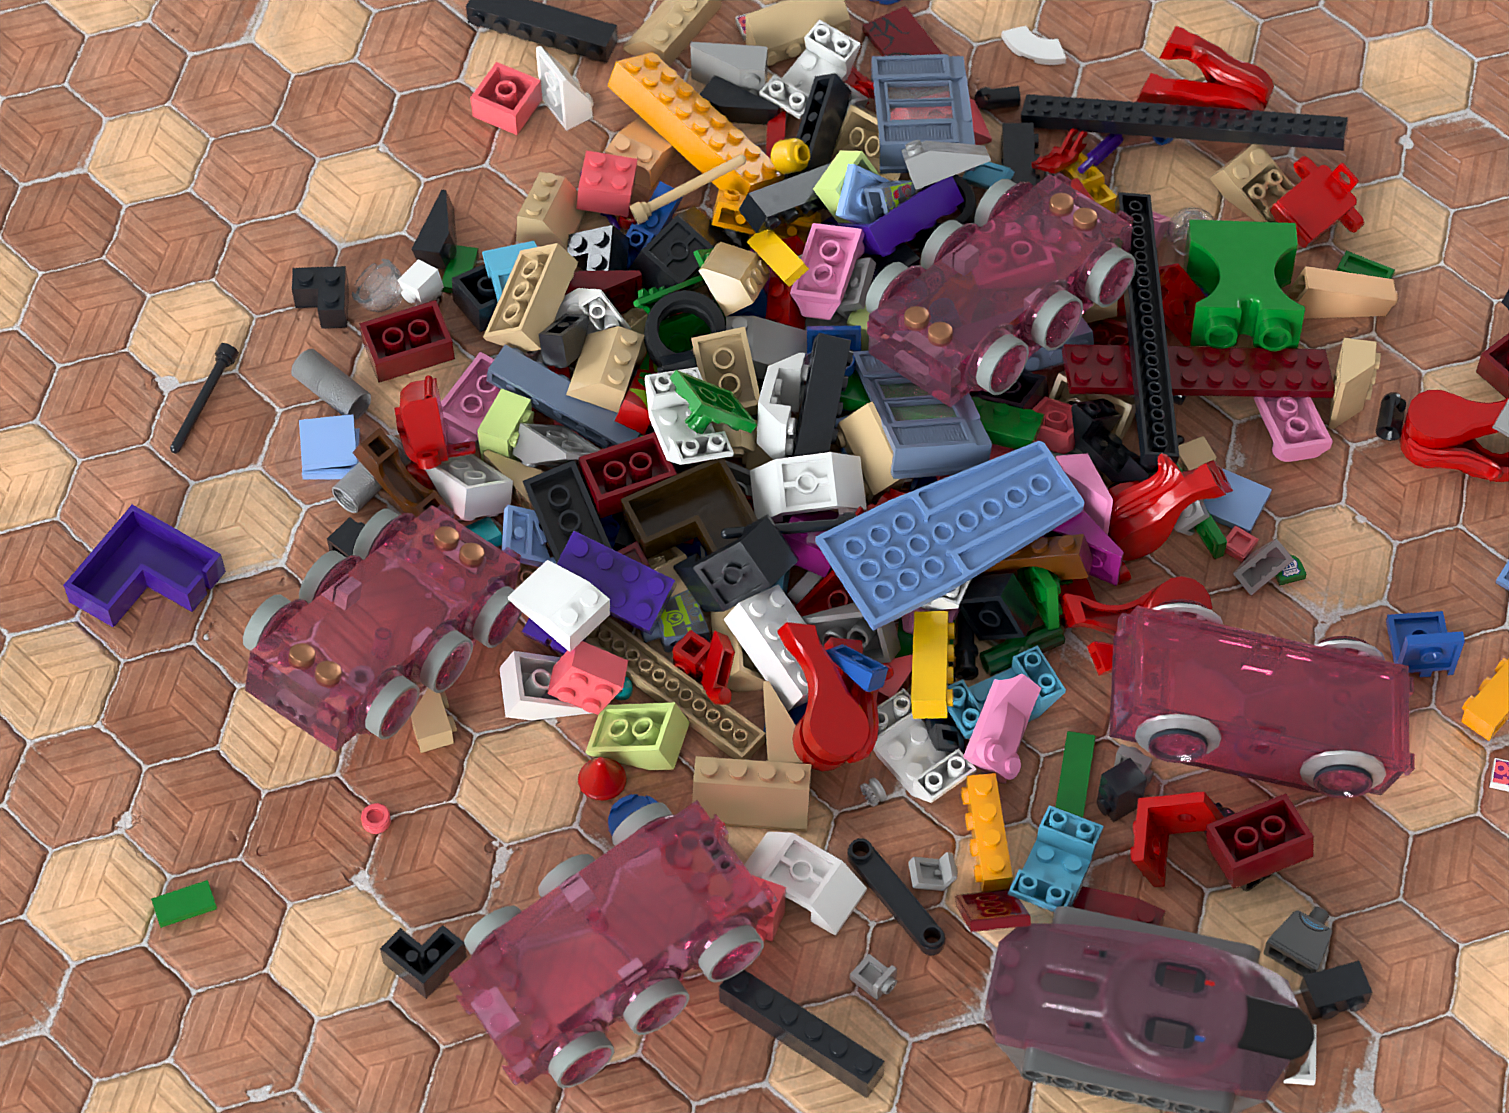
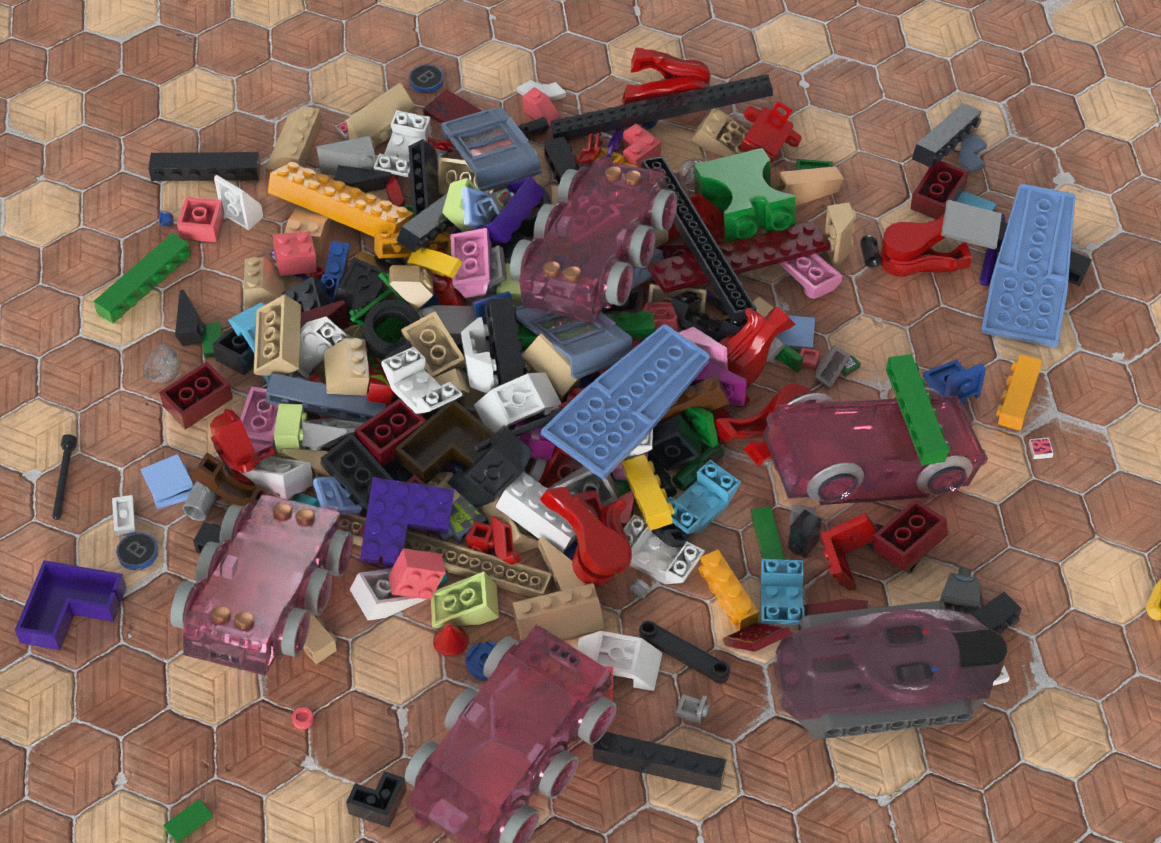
camera: 20 degrees left, 5 degrees down
(256, 528) = (137, 551): none -> black tile
(257, 474) = (123, 515): none -> white plate
(323, 289) = (122, 379): black brick -> none
(330, 384) = (152, 439): light grey piece -> none
(402, 157) = (142, 278): none -> green brick
(421, 283) = (191, 354): white brick -> none
(463, 81) = (165, 218): none -> blue hinge
(561, 604) = (384, 527): white slope -> none
(563, 340) = (311, 358): black slope -> none
(643, 210) = (327, 263): tan piece -> none
(710, 404) = (434, 367): green plate -> none
(790, 155) = (414, 199): yellow head -> none
(860, 668) = (604, 506): blue slope -> none
(933, 873) = (703, 628): light grey bracket -> none
(938, 160) = (517, 172): light grey slope -> none
(987, 174) = (549, 176): medium azure tile -> none
(1002, 727) = (709, 517): bright pink slope -> none
(1021, 69) = (539, 105): none -> coral slope
(1134, 169) = (639, 145): none -> coral brick
(1333, 671) = (917, 409): none -> green brick

